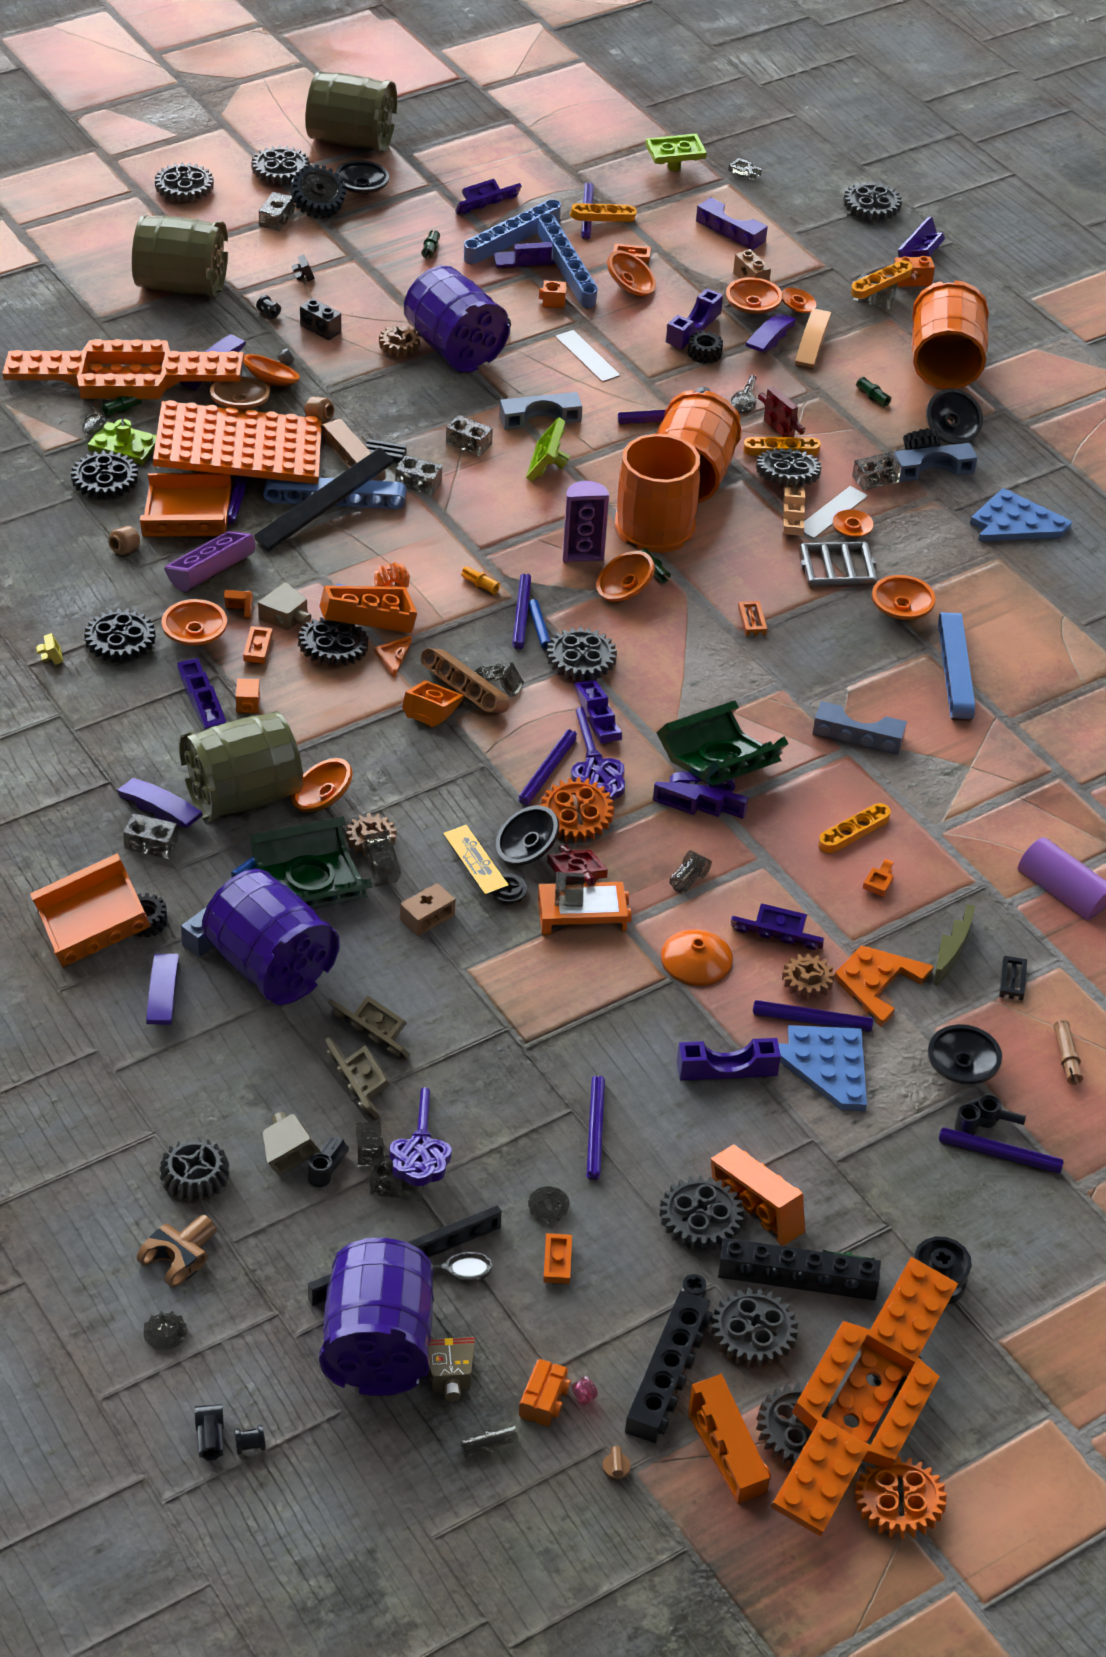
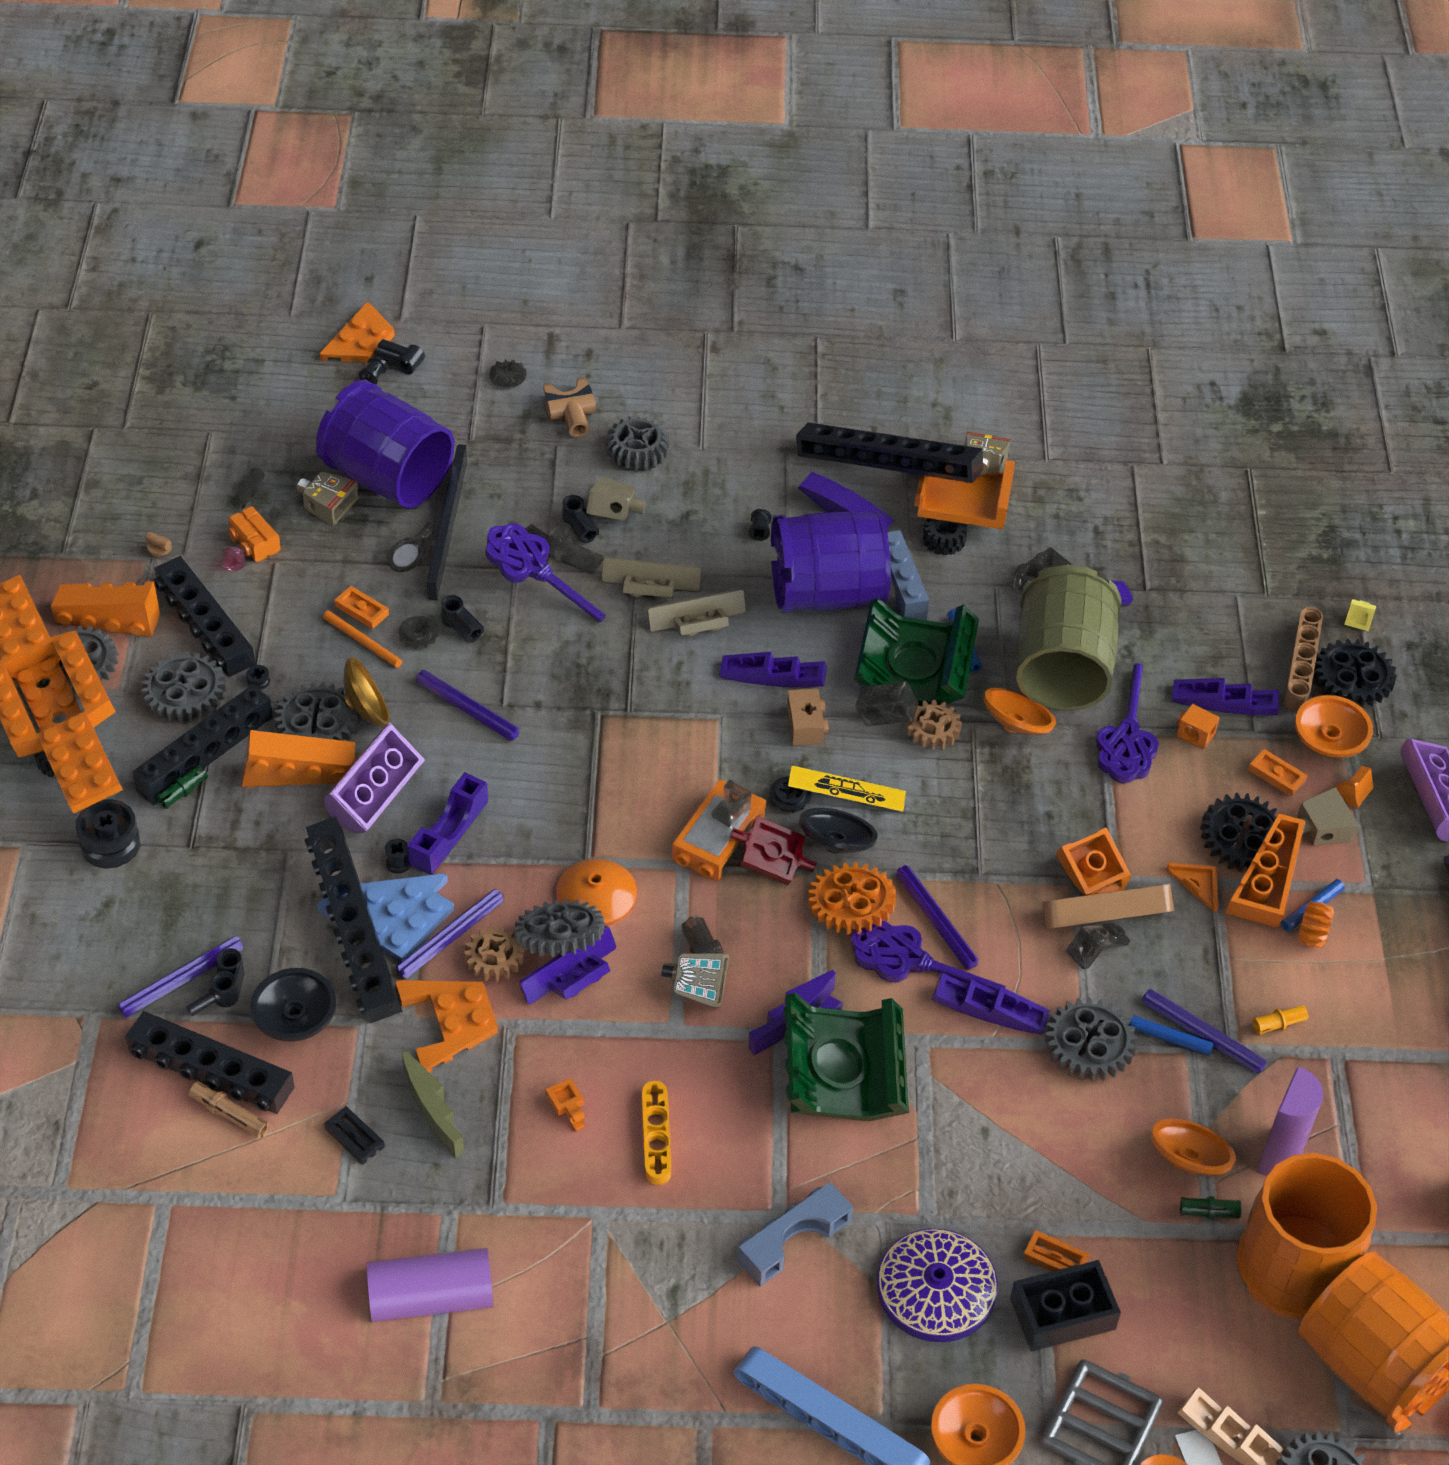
camera: 125 degrees right, 5 degrees up
(30, 921) = (994, 451): none -> dark tan torso
(103, 1043) = (890, 452): none -> black brick
(127, 664) = (1303, 658): none -> medium nougat beam
(201, 1489) = (359, 337): none -> orange wing
(238, 1030) = (760, 521): none -> black bush
(309, 726) = (1139, 756): none -> dark purple piece
(393, 953) = (769, 671): none -> dark purple slope
(513, 1179) = (460, 619): none -> black piece
(588, 1239) = (362, 639): none -> orange bar
(666, 1175) = (364, 694): none -> pearl gold dish
(722, 1131) = (373, 780): none -> medium lavender brick
(723, 849) = (699, 977): none -> torso
(778, 1080) = (397, 856): none -> black bush
(784, 935) = (559, 928): none -> dark grey gear
(789, 592) = (1065, 1305): none -> black brick
(824, 660) = (937, 1285): none -> dark purple dish
(865, 1061) = (384, 1000): none -> black brick
(1049, 1083) = (201, 1050): none -> black brick

